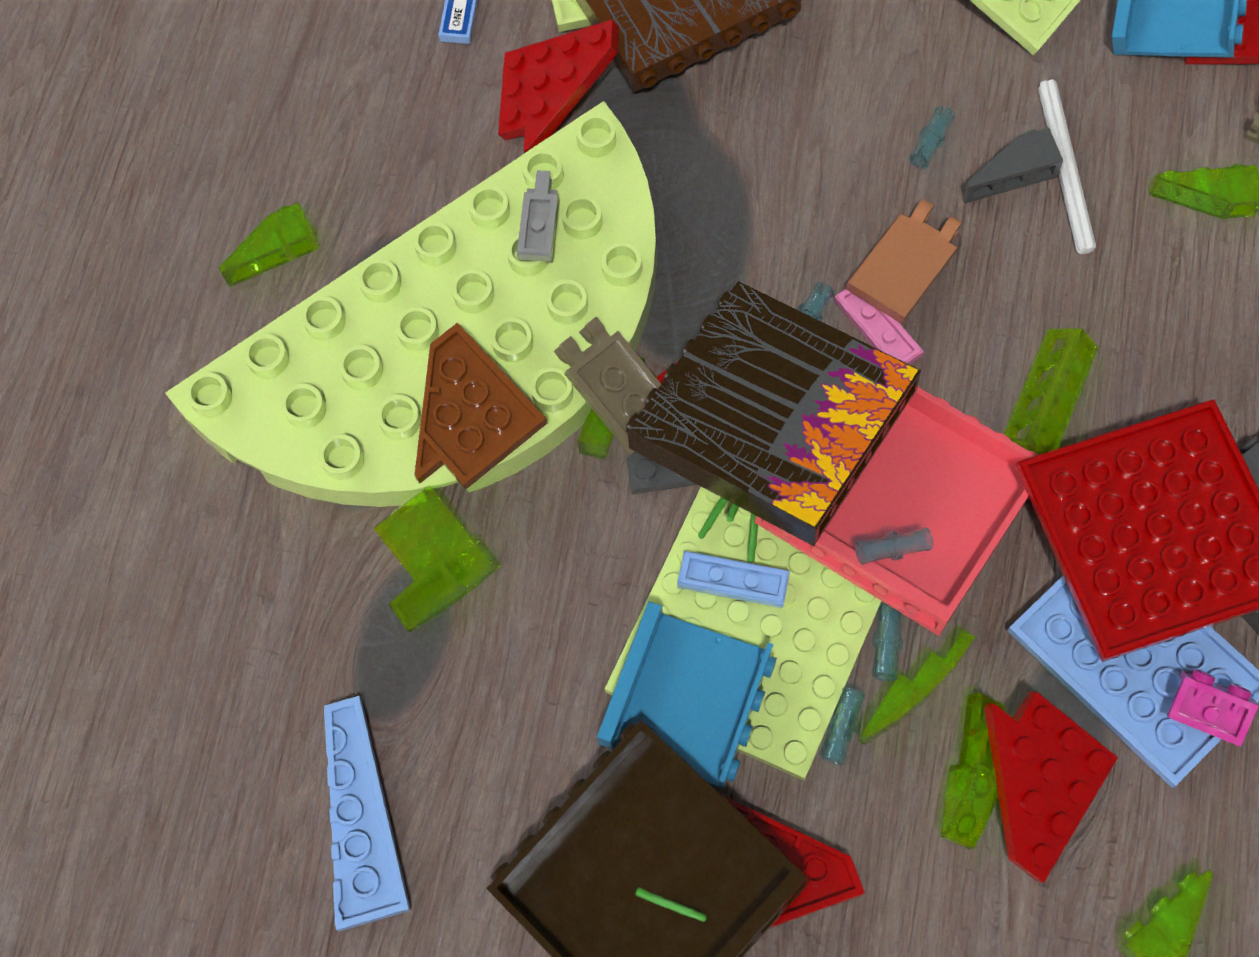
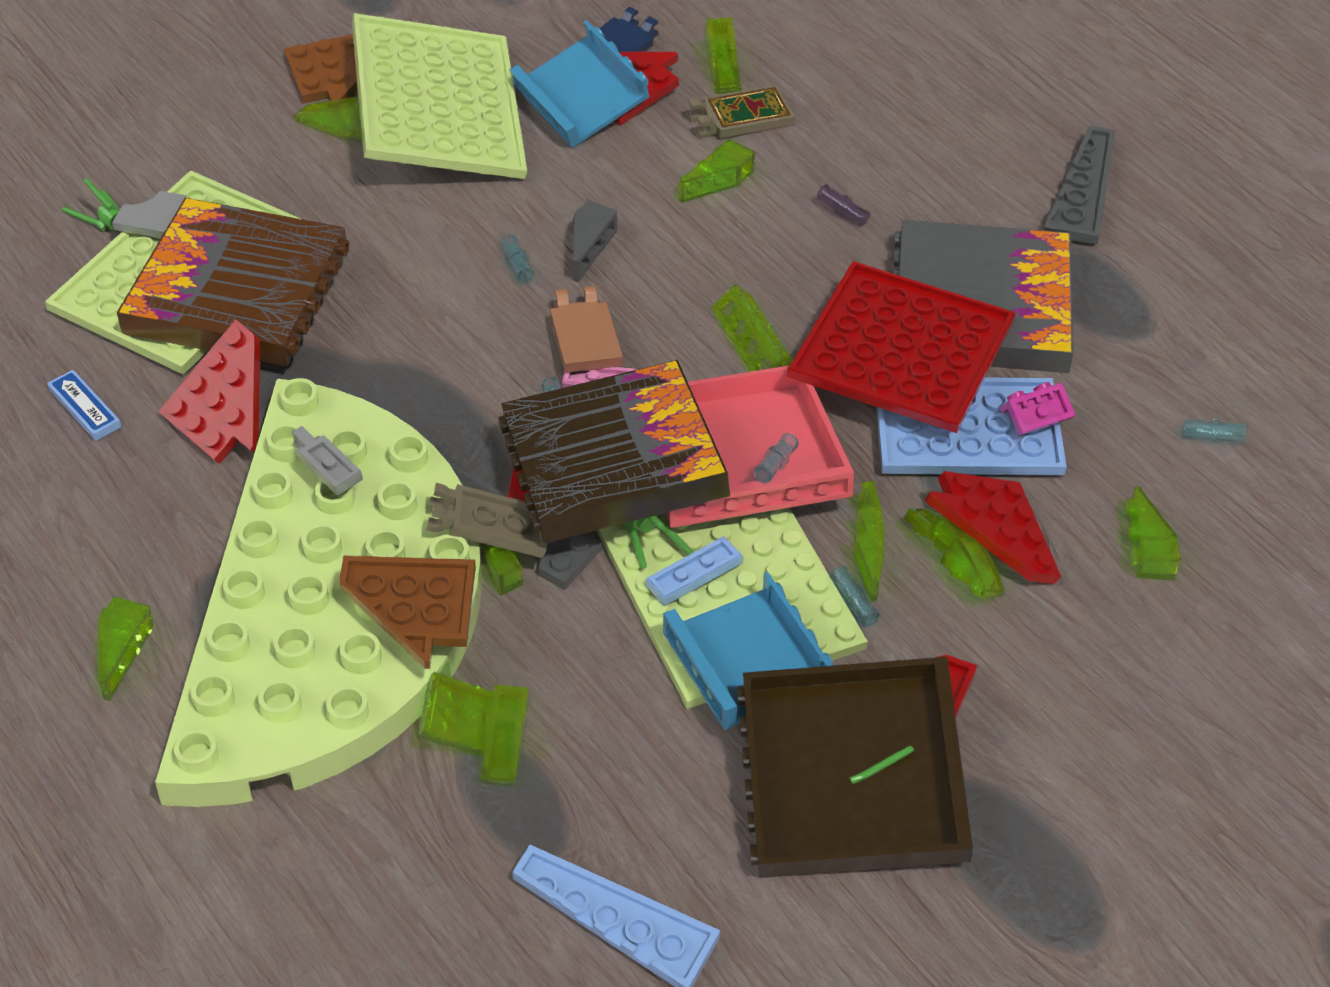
camera: 55 degrees left, 20 degrees down
(888, 644) = (825, 532): clear light blue pin -> none
(1068, 173) = (624, 222): white axle -> none

